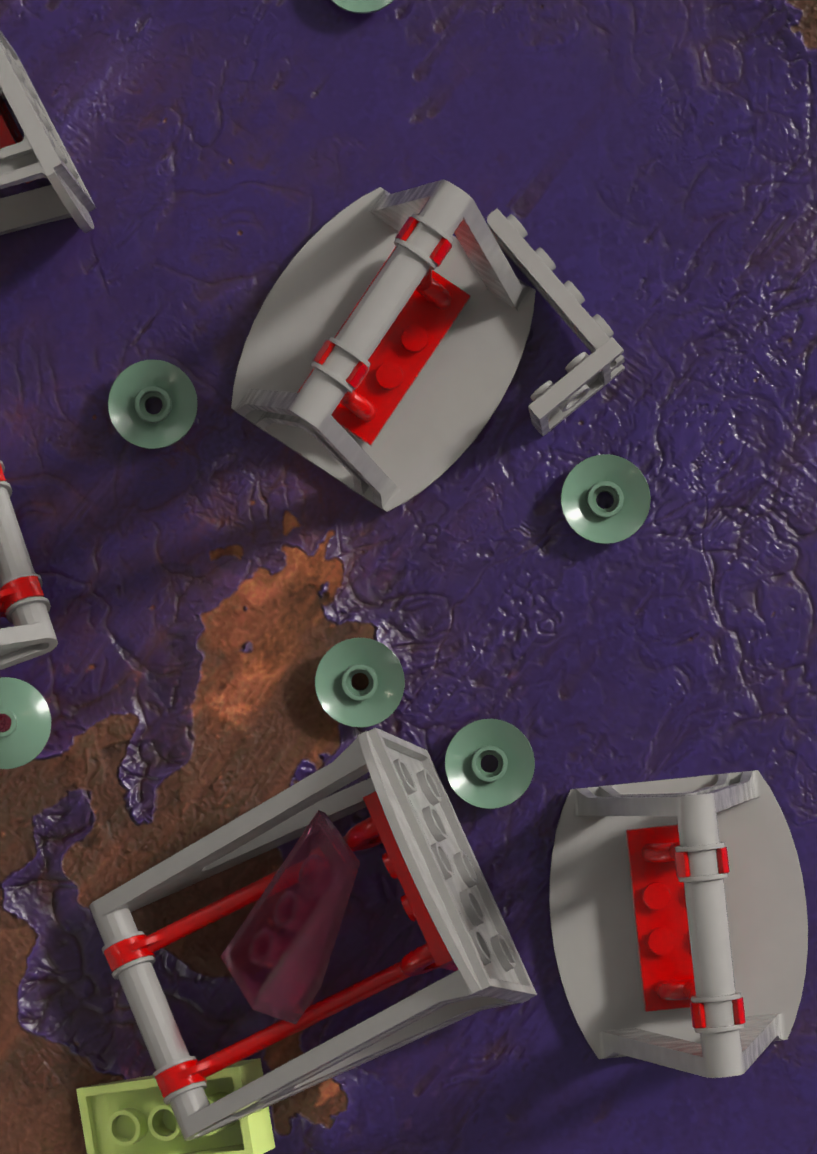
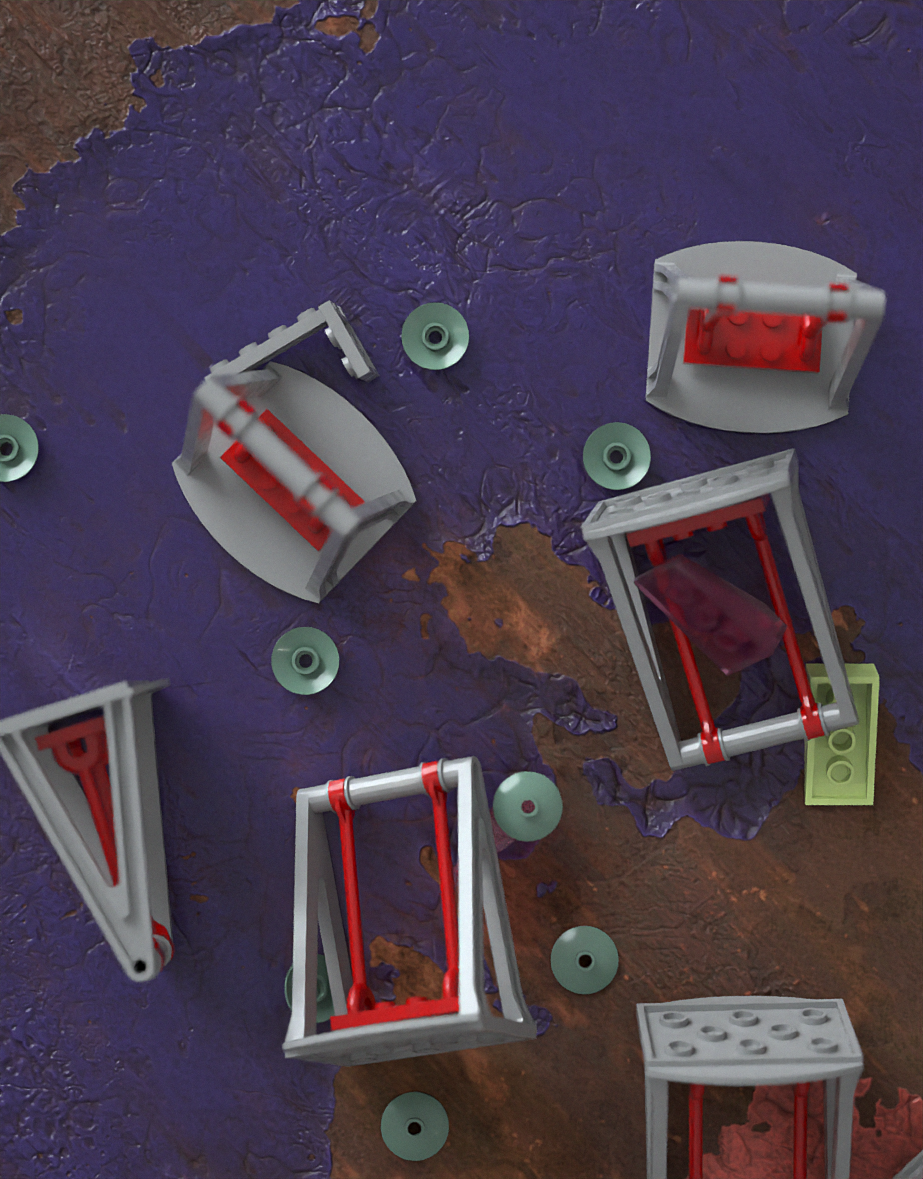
camera: 80 degrees left, 0 degrees up
(357, 706) = (557, 538): sand green dish -> none

